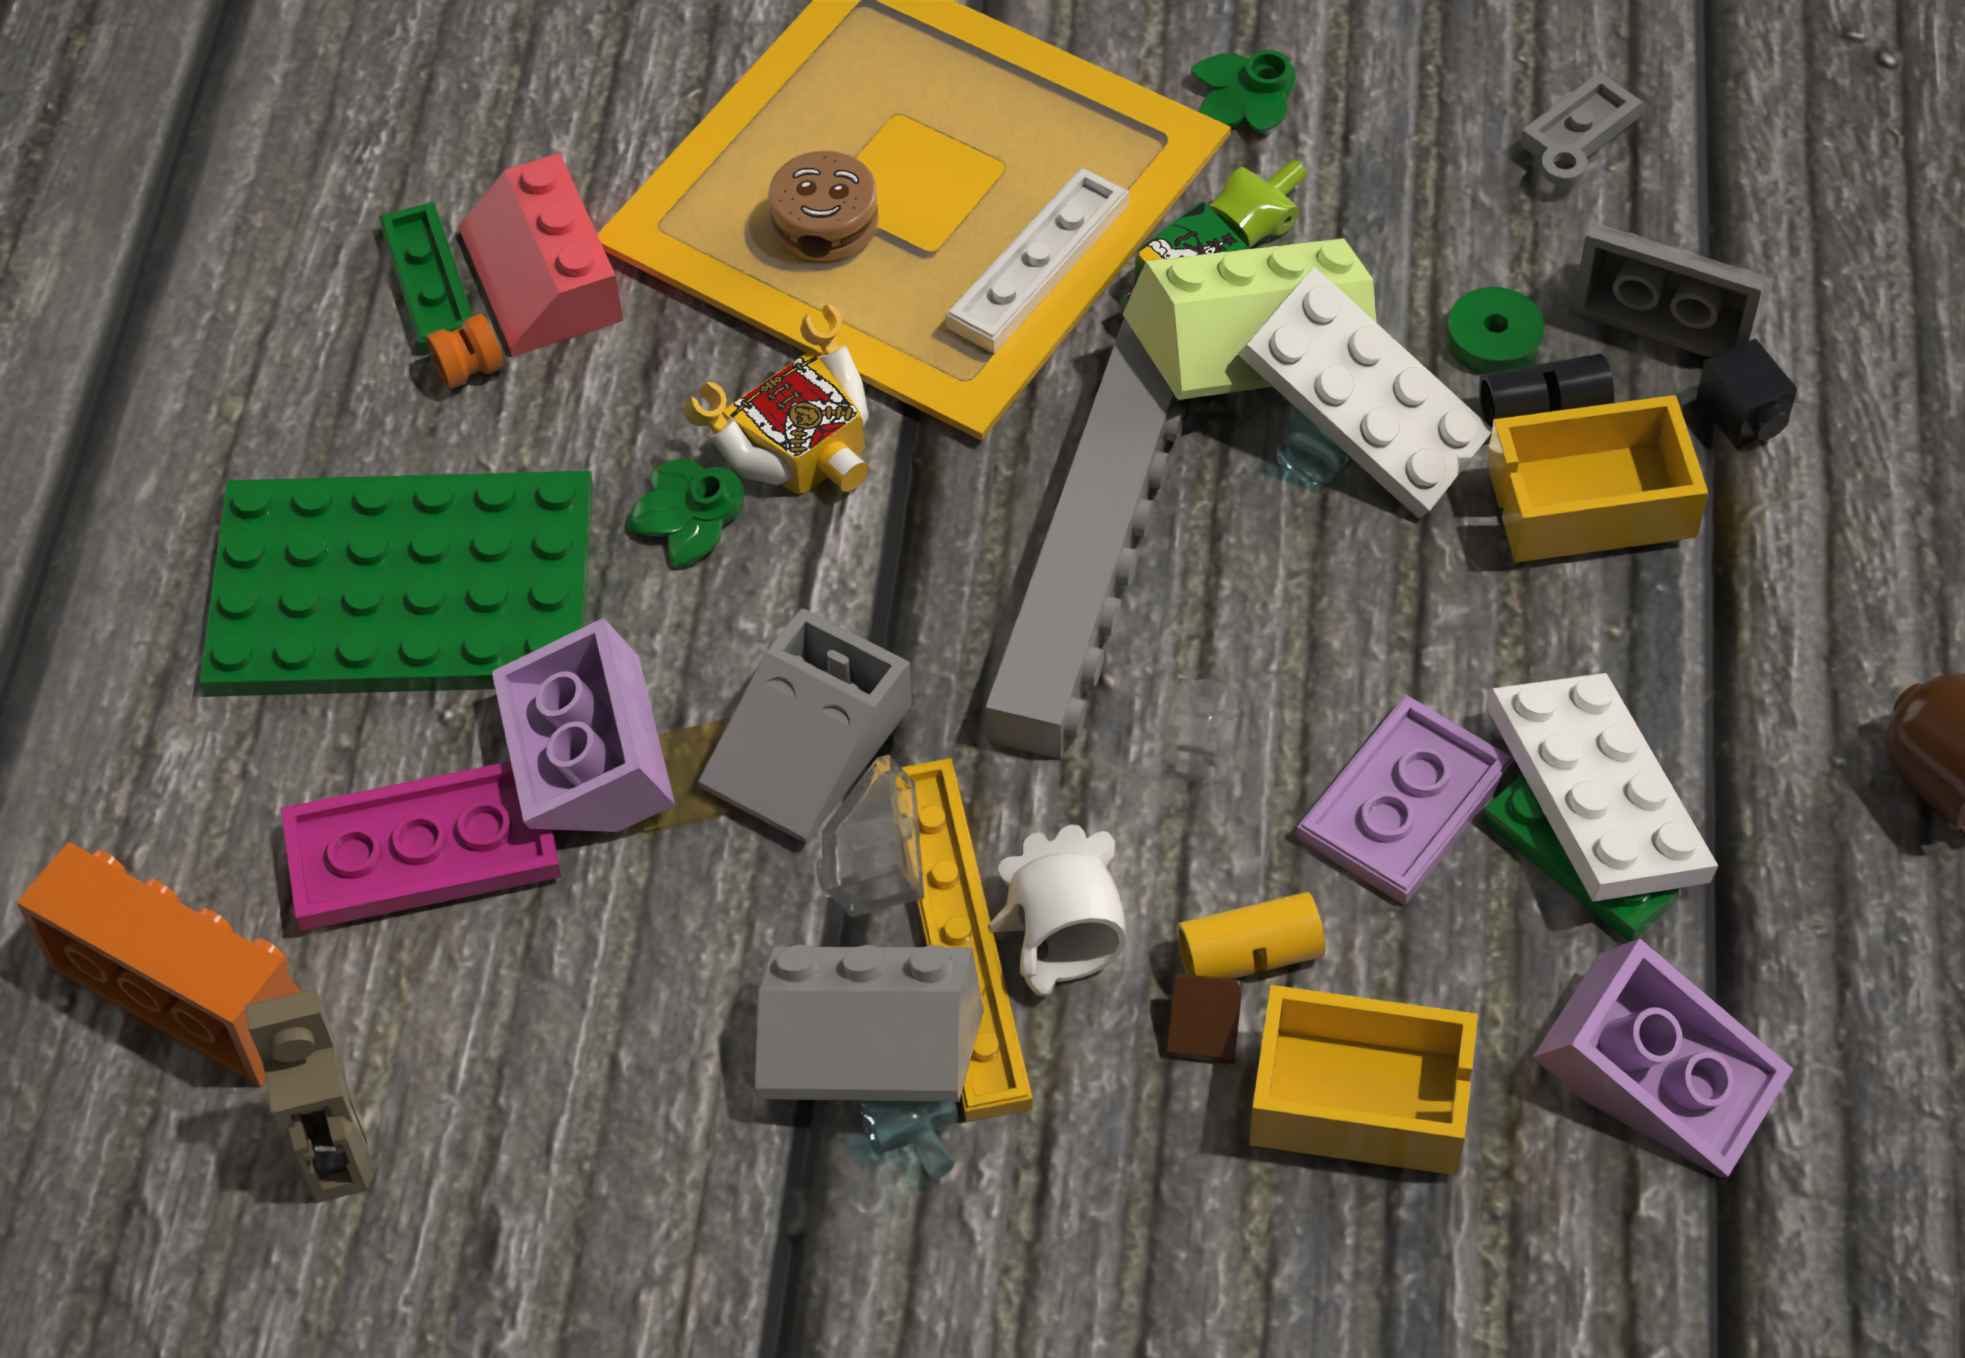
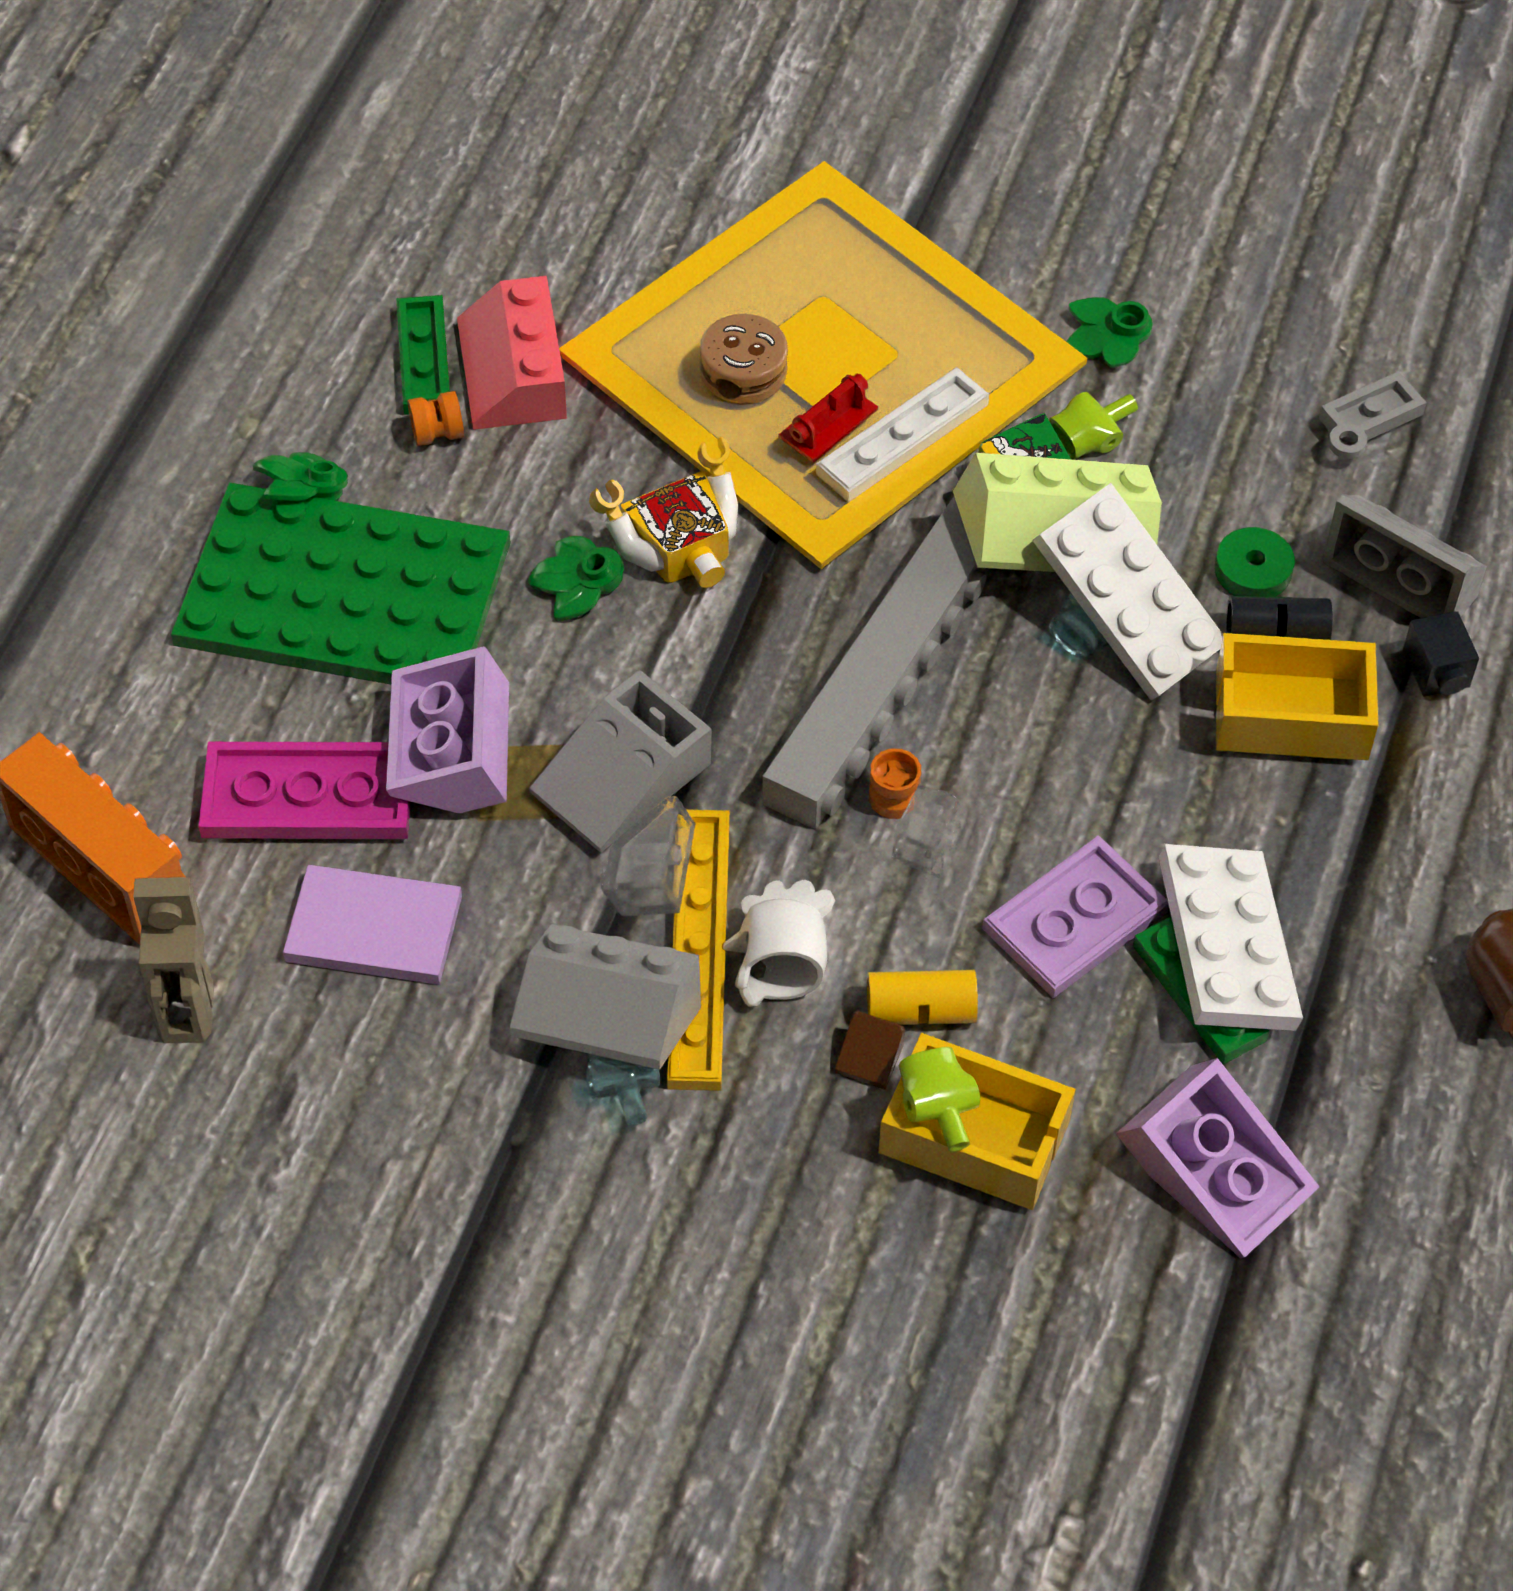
camera: 10 degrees right, 0 degrees up
(316, 455) = (302, 477): none -> green plate
(545, 994) = (373, 924): none -> lavender tile
(947, 257) = (830, 418): none -> red hinge
(1144, 682) = (893, 782): none -> orange wheel
(1316, 1054) = (939, 1090): none -> lime piece

